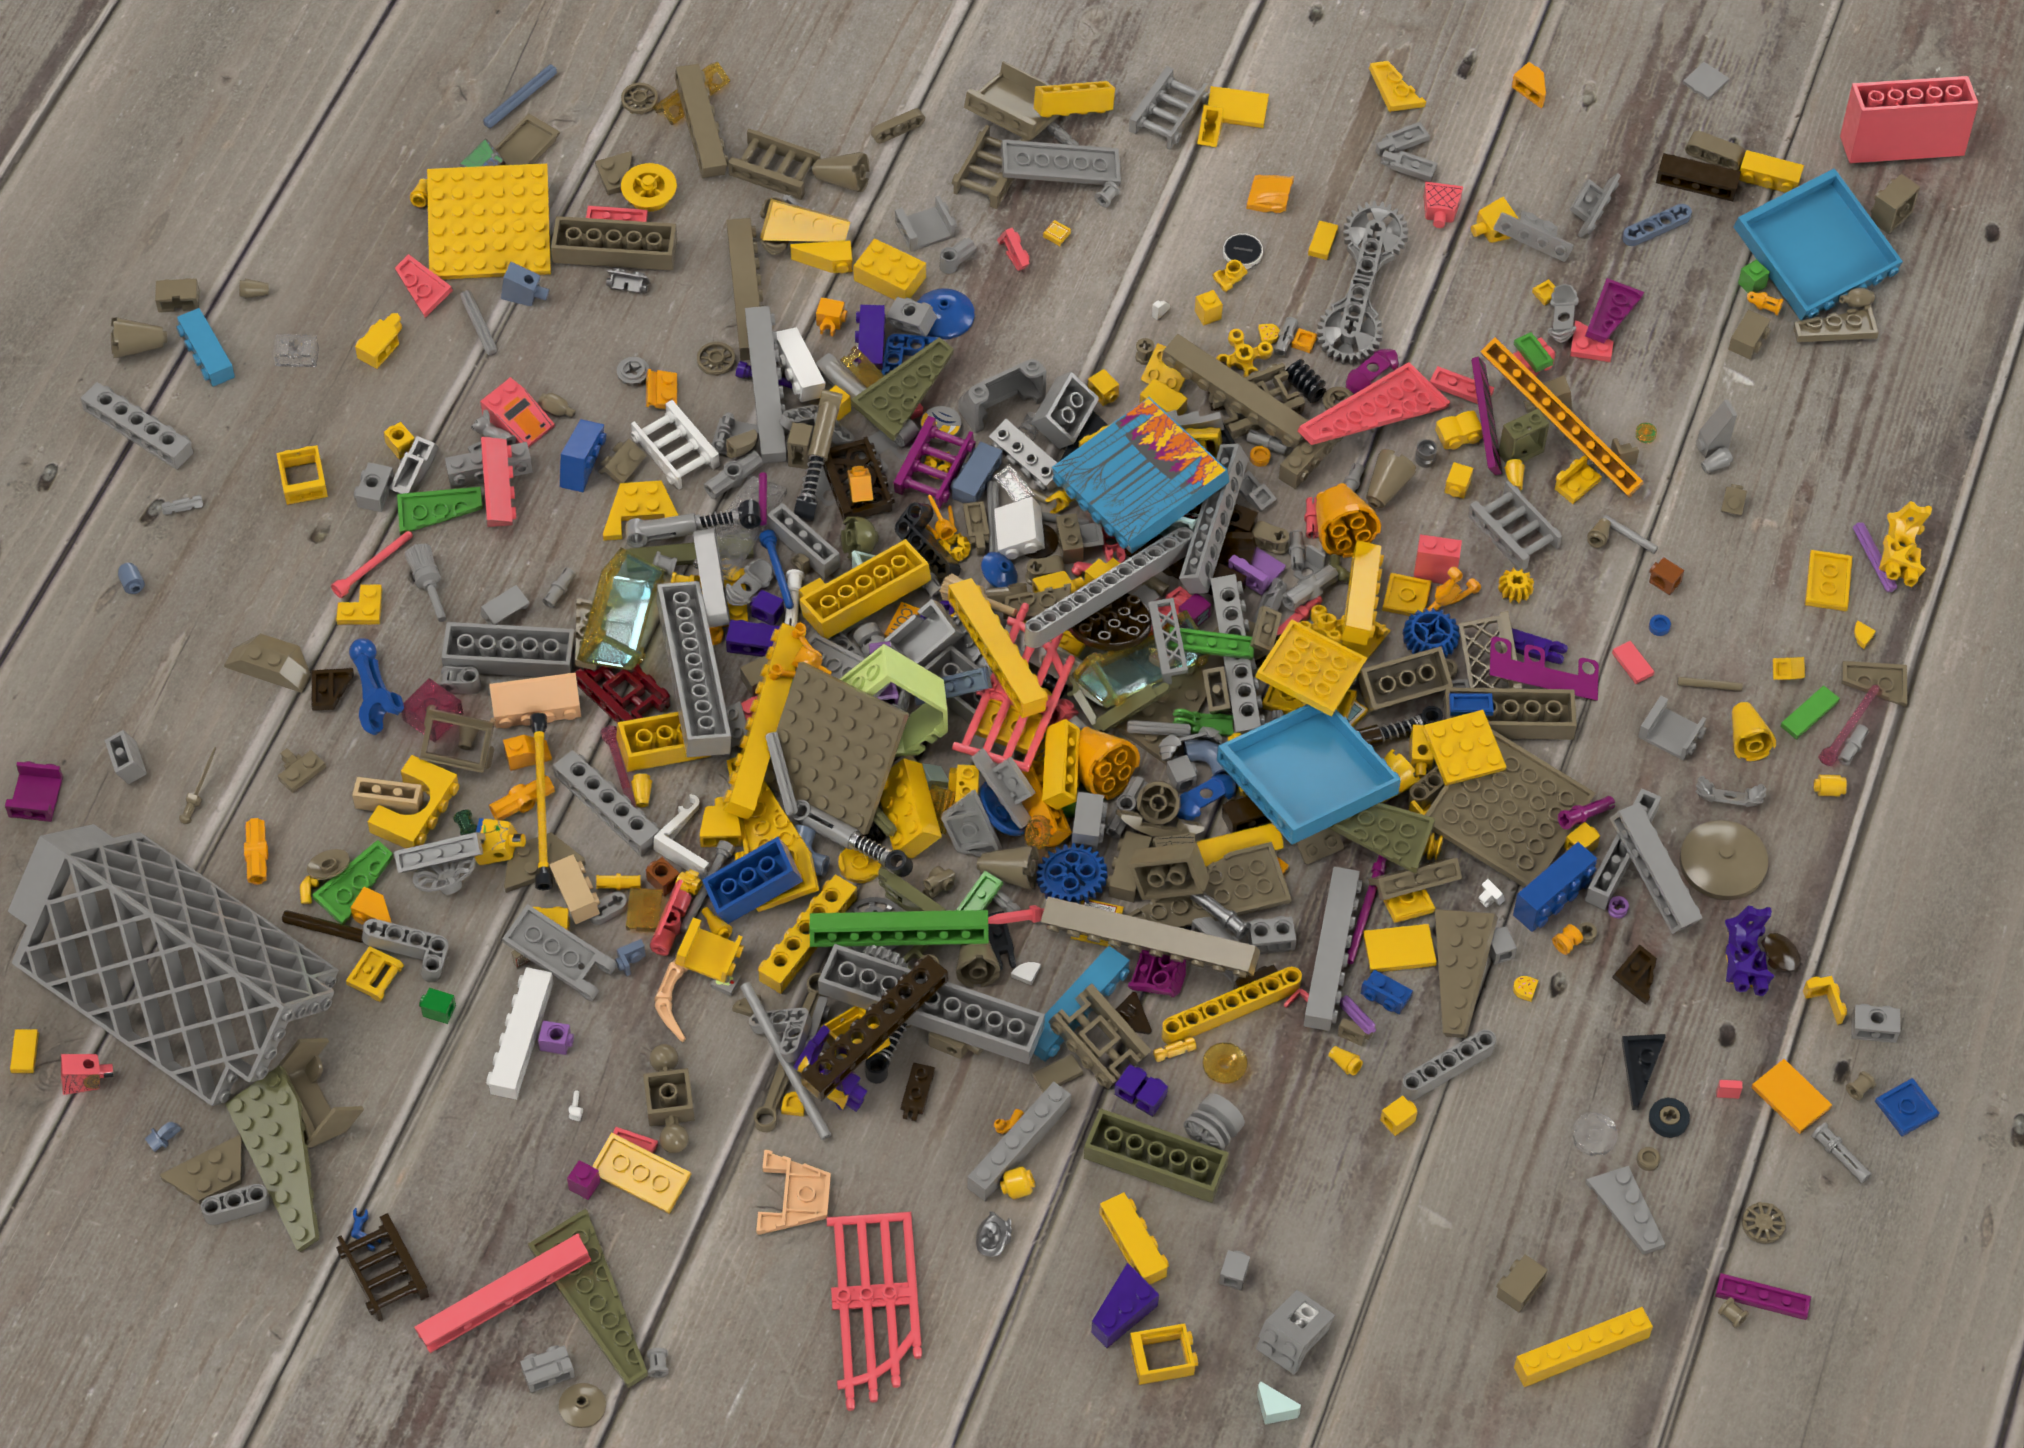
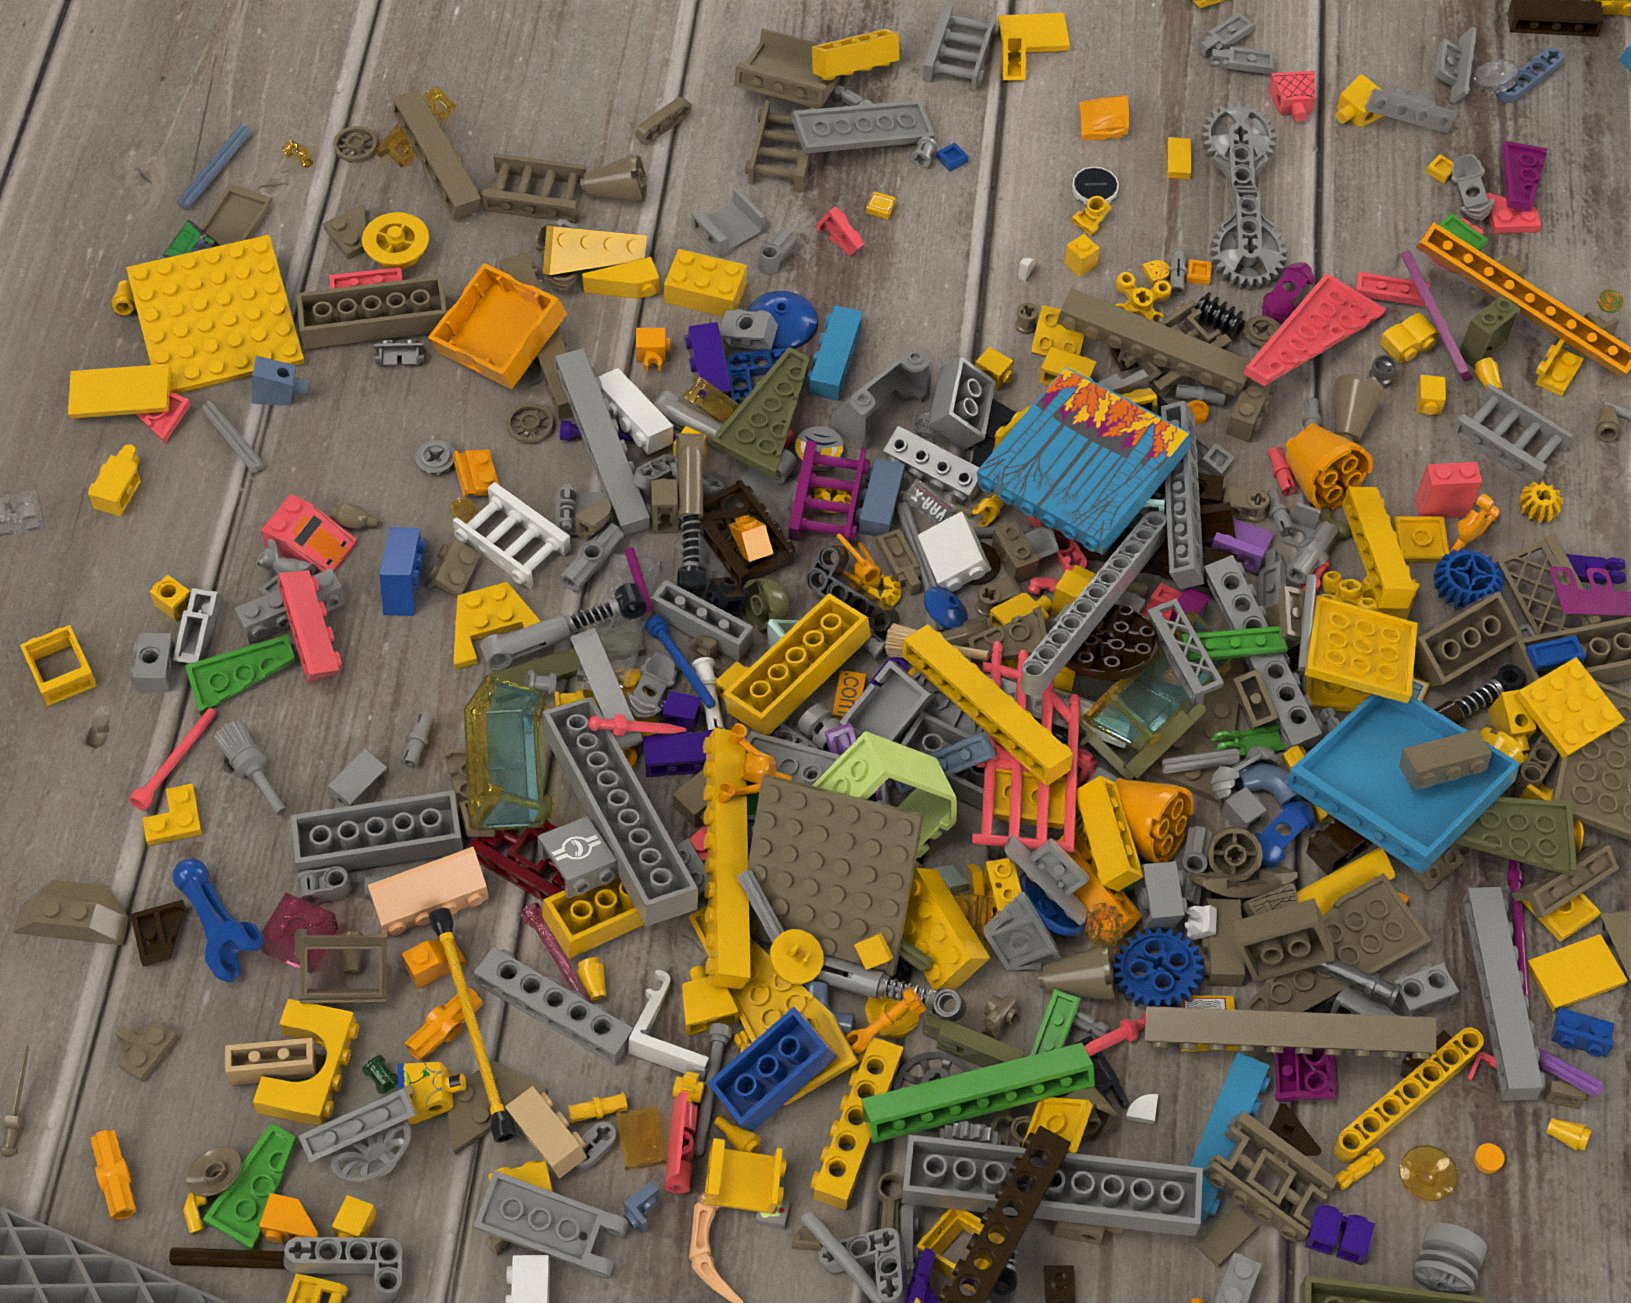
camera: 15 degrees left, 0 degrees up
(398, 268) = (119, 391): none -> yellow tile
(420, 917) = (354, 1218): none -> yellow brick
(587, 91) = (301, 151): none -> clear yellow arm
(648, 415) = (468, 506): none -> clear yellow bush
(652, 696) = (579, 856): none -> light grey panel
(665, 882) = (656, 1097): dark orange brick -> none
(709, 274) = (498, 326): none -> light orange tile
(712, 606) = (620, 725): none -> coral sword
(794, 803) = (796, 956): none -> yellow piece
(827, 525) = (726, 595): none -> black brick
(852, 811) = (873, 951): none -> yellow tile
(869, 853) = (861, 1037): none -> light orange piece
(956, 960) = (1063, 1117): none -> yellow tile
(978, 349) = (835, 352): none -> dark azure brick
(1114, 847) = (1201, 921): none -> white tile
(1130, 202) = (952, 157): none -> blue tile
(1276, 632) = (1307, 622): none -> light grey bar
(1277, 1064) = (1488, 1158): none -> light orange tile
(1339, 763) = (1445, 759): none -> dark tan brick
(1623, 220) = (1496, 76): none -> clear tile

